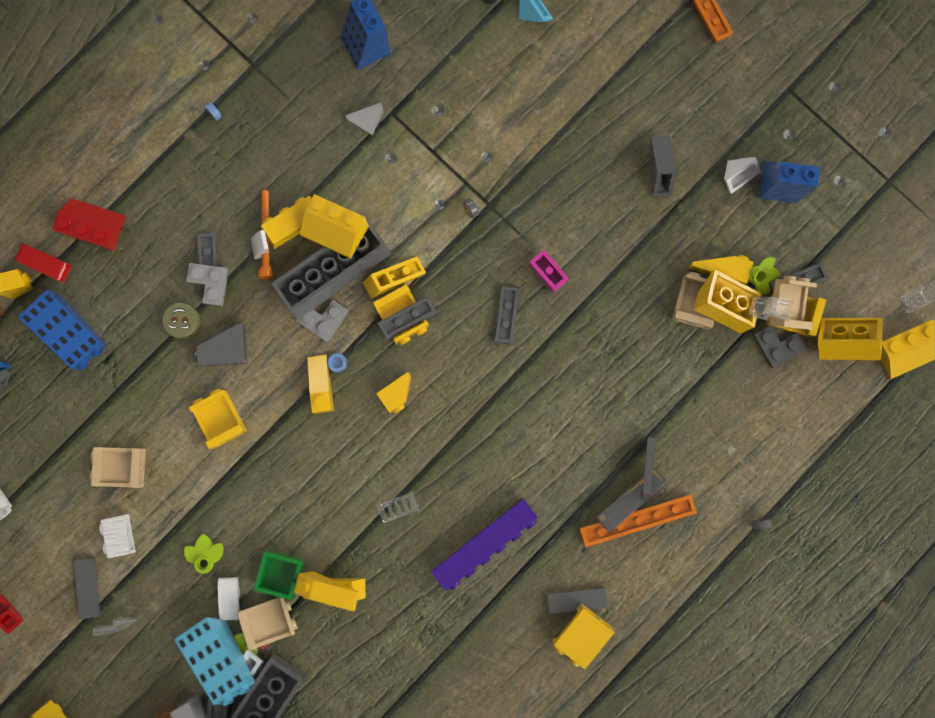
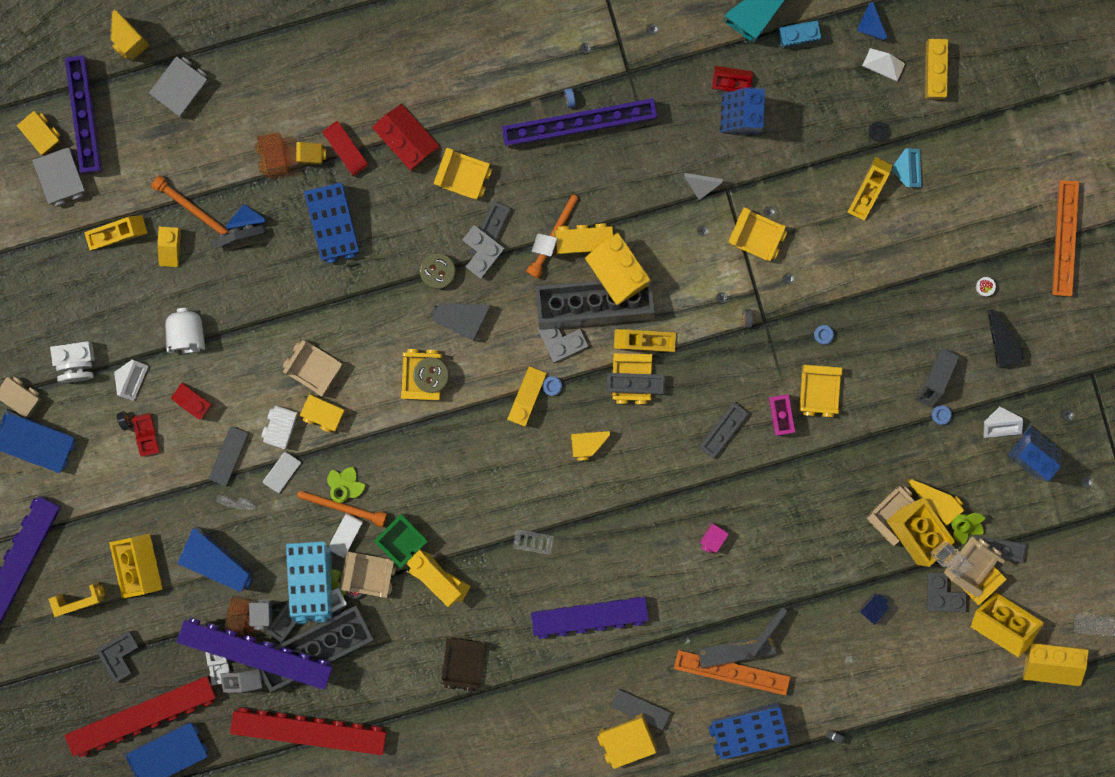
camera: 30 degrees right, 5 degrees up
(28, 559) = (191, 401): none -> red slope
(121, 691) = (212, 560): none -> blue slope
(141, 575) = (281, 472): none -> white slope
(148, 501) = (322, 412): none -> yellow brick
(156, 227) = (462, 174): none -> yellow panel
(224, 413) = (431, 375): none -> olive head
(231, 126) = (579, 122): none -> dark purple brick
(250, 566) = (377, 518): none -> orange piece
(335, 22) = (731, 79): none -> red slope
(397, 652) = (462, 663): none -> dark brown panel
(438, 135) = (757, 235): none -> yellow panel
(510, 42) = (870, 188): none -> yellow slope
(544, 185) = (823, 334): none -> medium blue tile
(552, 413) = (713, 538): none -> dark pink brick
(568, 233) = (820, 390): none -> yellow panel
(656, 68) = (985, 286): none -> tile
(683, 195) = (941, 414): none -> medium blue tile
(685, 564) = (749, 731): none -> blue slope
(701, 105) = (1005, 345): none -> black slope
(727, 392) = (874, 608): none -> clear blue brick

